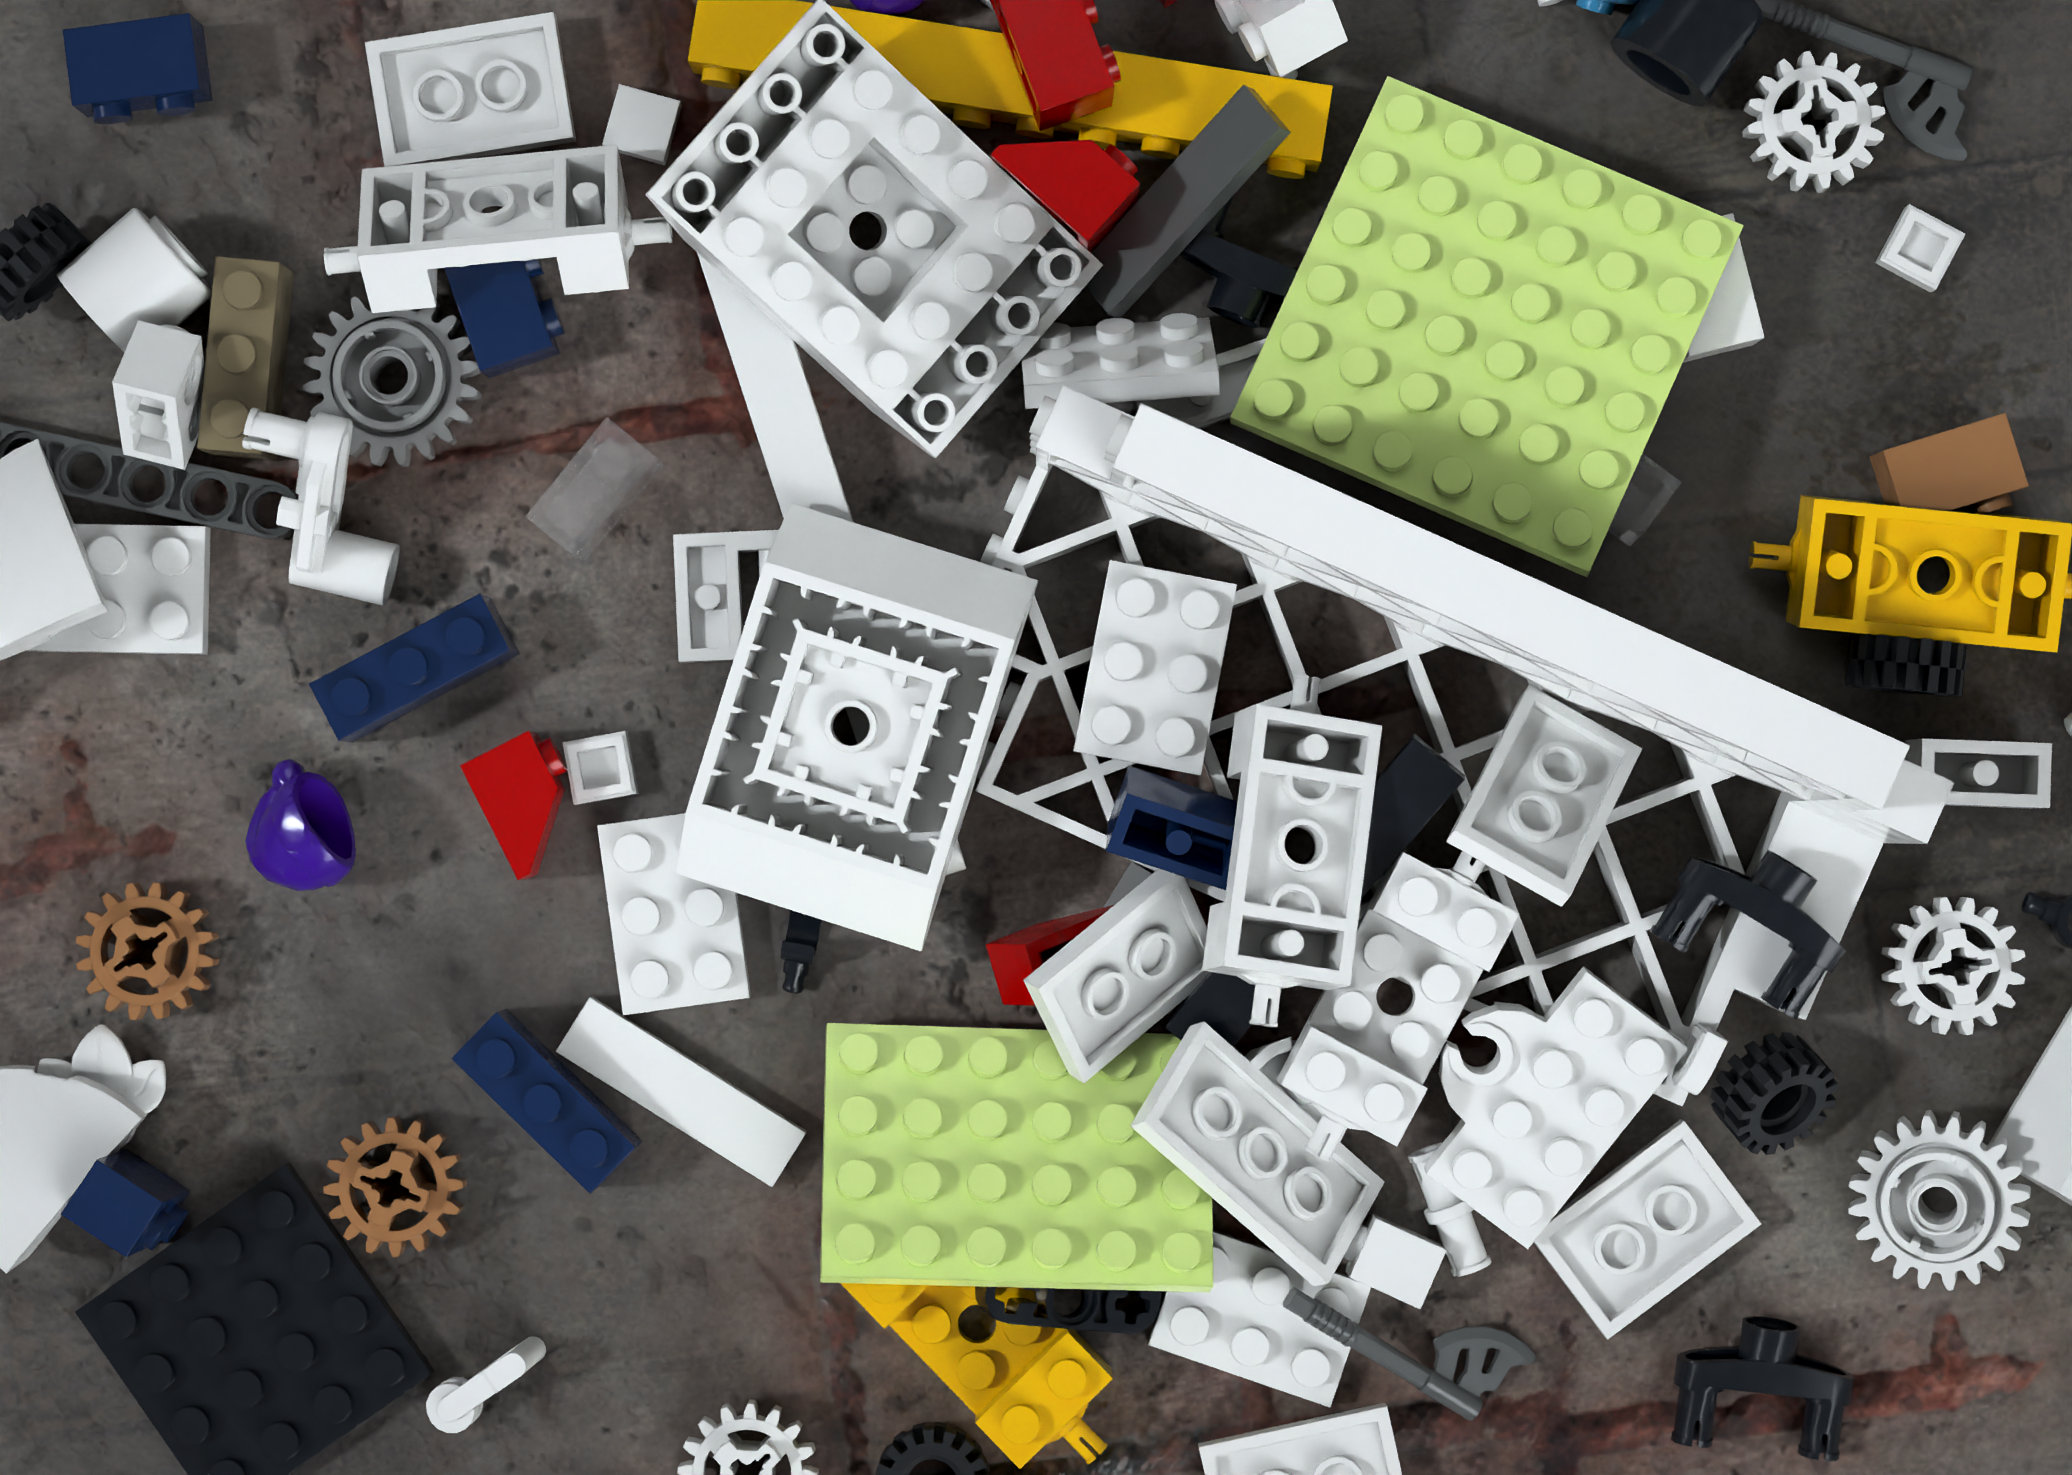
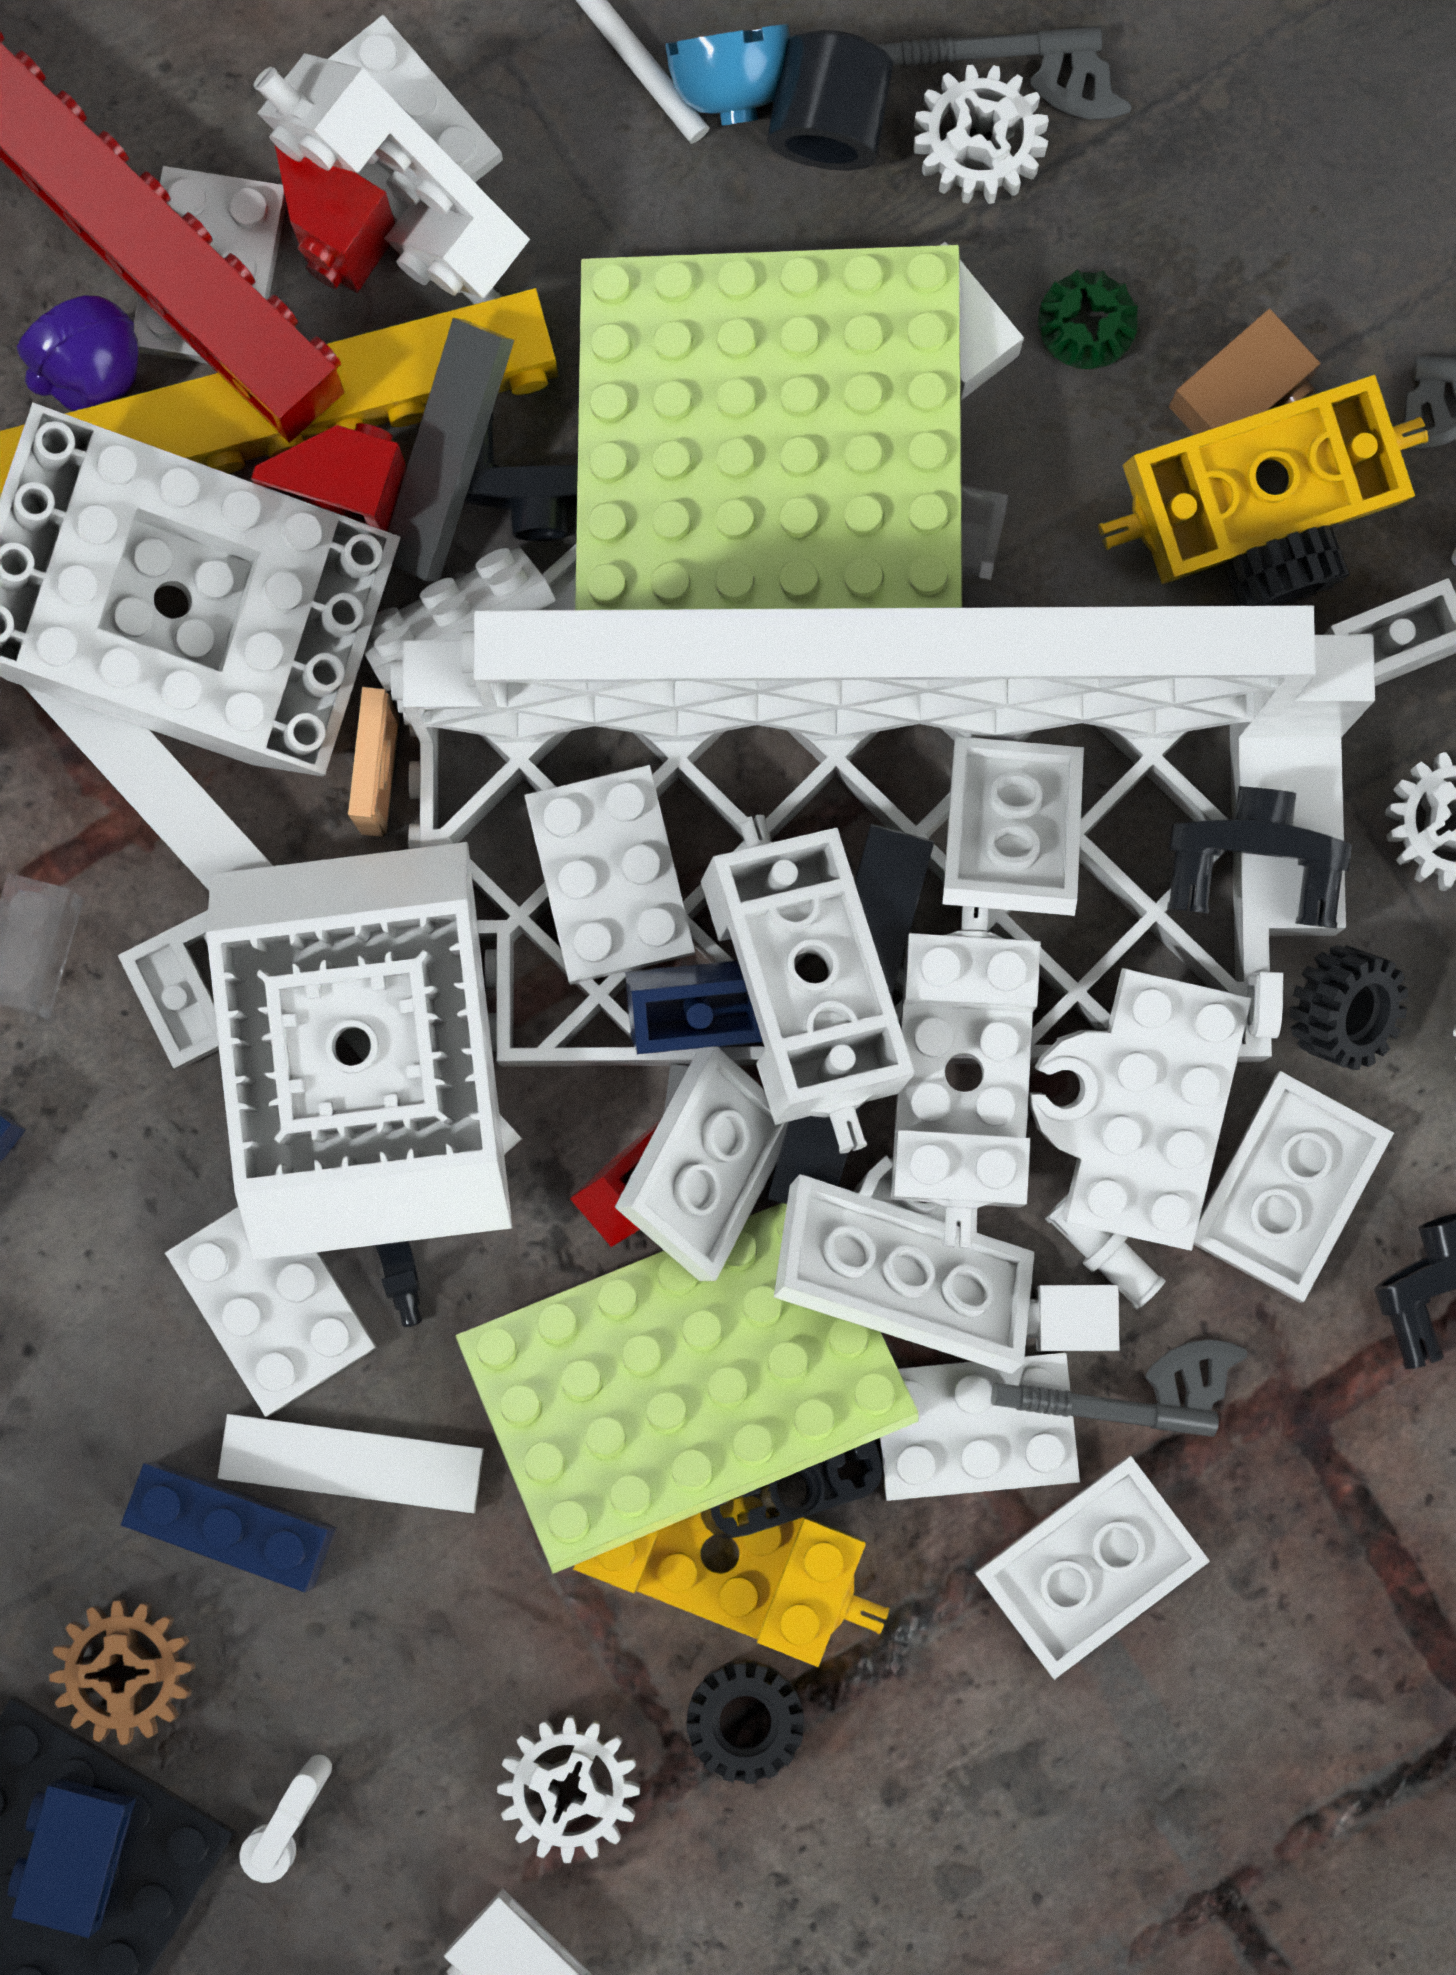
camera: 25 degrees left, 5 degrees down
(279, 1334) = (70, 1857): none -> dark blue brick
(519, 796) = (81, 1257): red slope -> none
(600, 768) = (145, 1199): white tile -> none
(985, 464) = (373, 762): none -> light nougat tile
(1809, 359) = (1071, 341): none -> dark green gear
(1920, 248) = (1127, 204): white tile -> none

